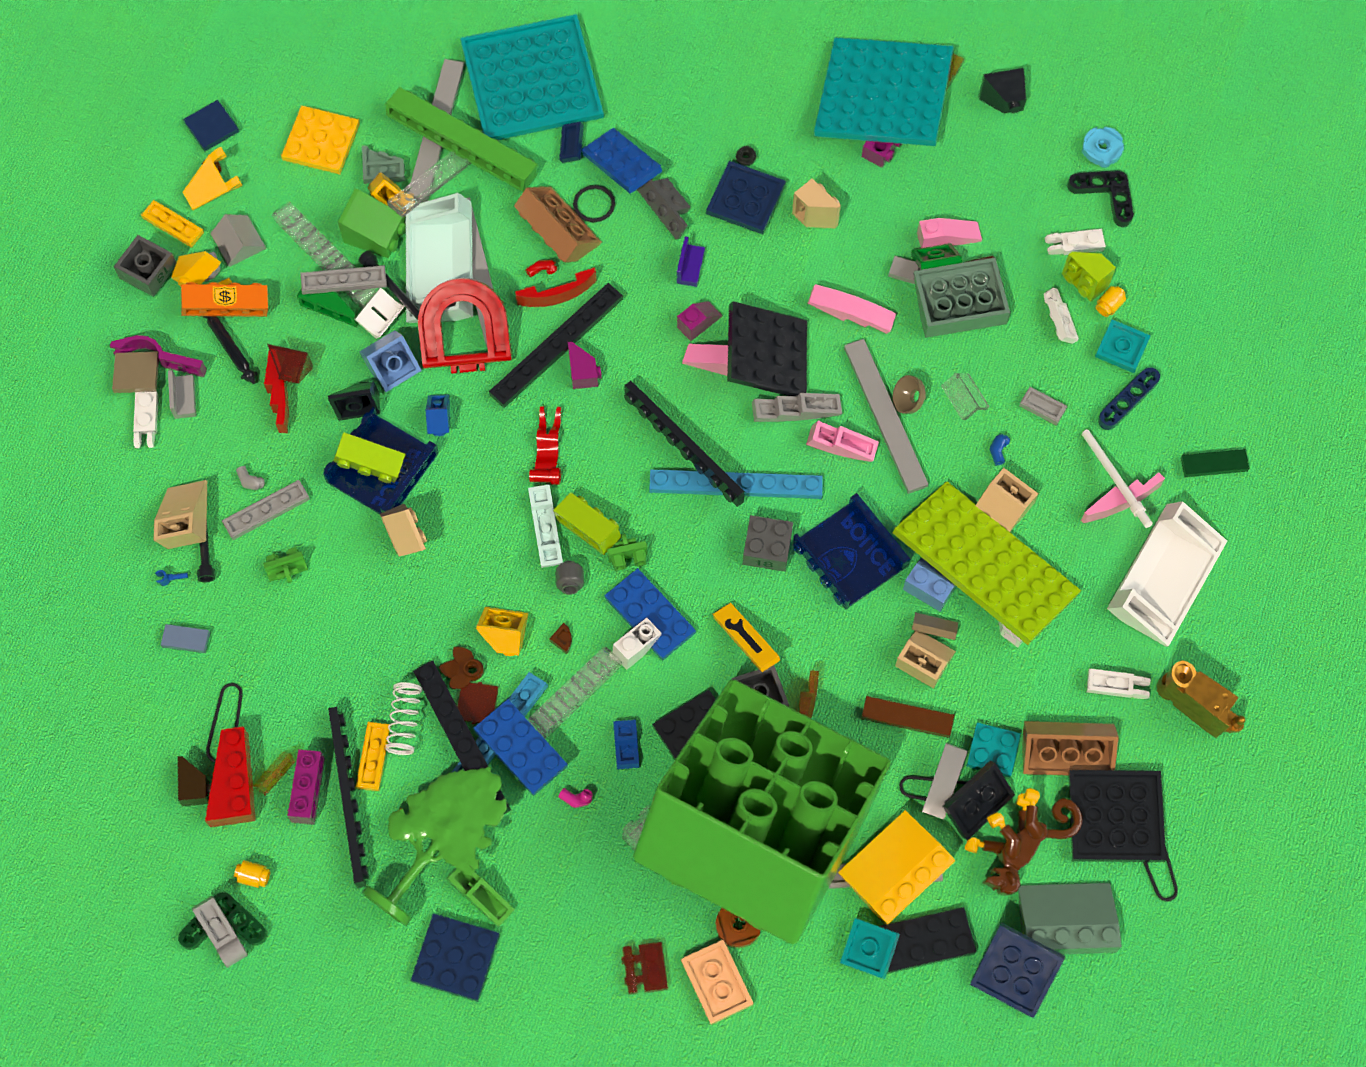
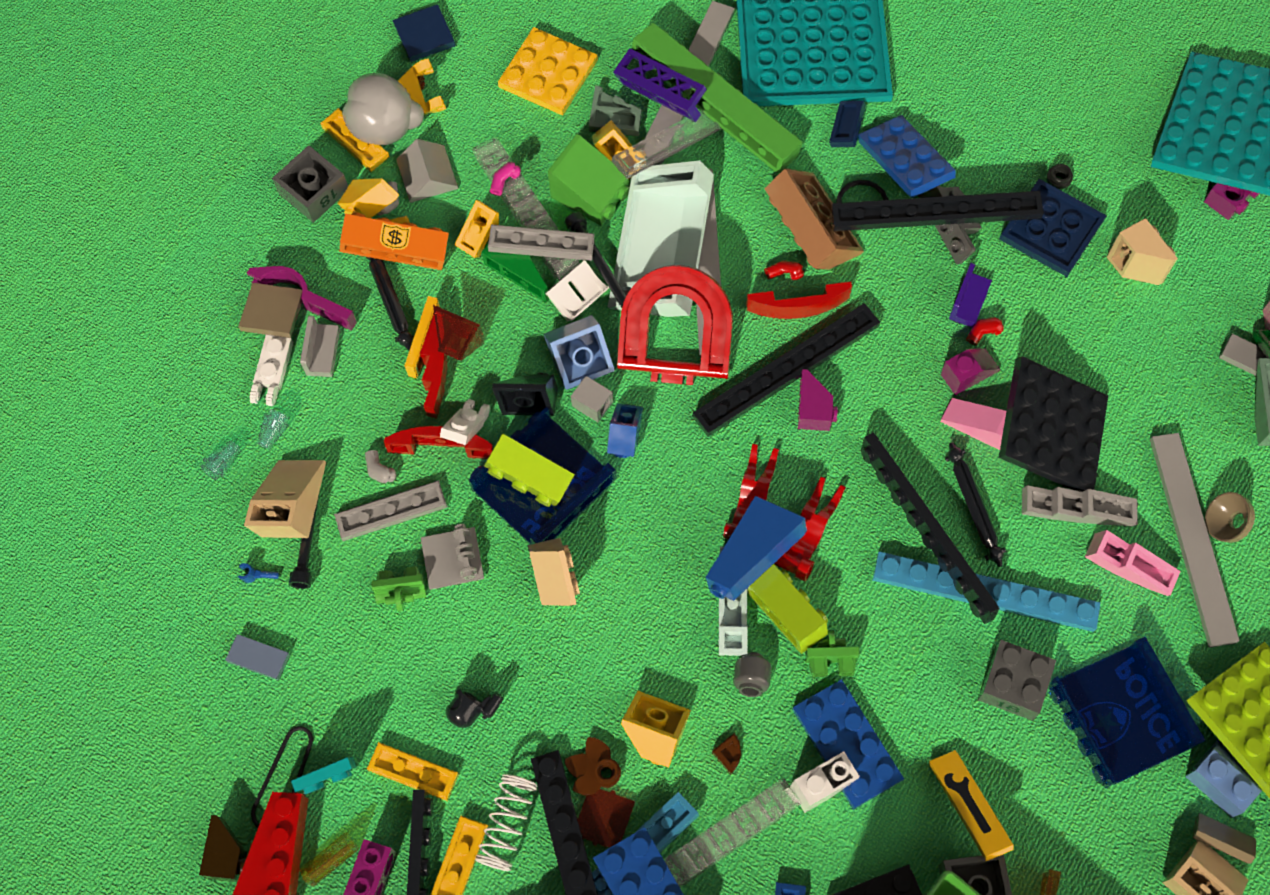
camera: 15 degrees right, 0 degrees up
(121, 496) = (219, 461): none -> clear light blue cone
(157, 463) = (272, 428): none -> clear light blue cone
(190, 195) = (380, 109): none -> light grey piece
(260, 391) = (414, 362): none -> yellow tile
(266, 454) = (406, 441): none -> red slope
(267, 706) = (314, 780): none -> teal plate
(289, 278) = (477, 229): none -> yellow slope
(300, 231) = (500, 176): none -> dark pink arm
(311, 431) = (465, 423): none -> white hinge
(322, 535) = (452, 557): none -> light grey hinge
(324, 697) = (412, 771): none -> yellow tile
(355, 644) = (467, 708): none -> black piece
(407, 395) = (592, 399): none -> light grey panel
(414, 143) = (655, 92): none -> dark purple fence
(553, 482) = (754, 547): none -> blue slope
(594, 467) = (798, 556): none -> red flag
(651, 200) = (937, 211): none -> black plate
(703, 284) = (984, 326): none -> red arm
(718, 420) = (975, 505): none -> black wheel
(851, 307) = (1169, 390): bright pink slope -> none

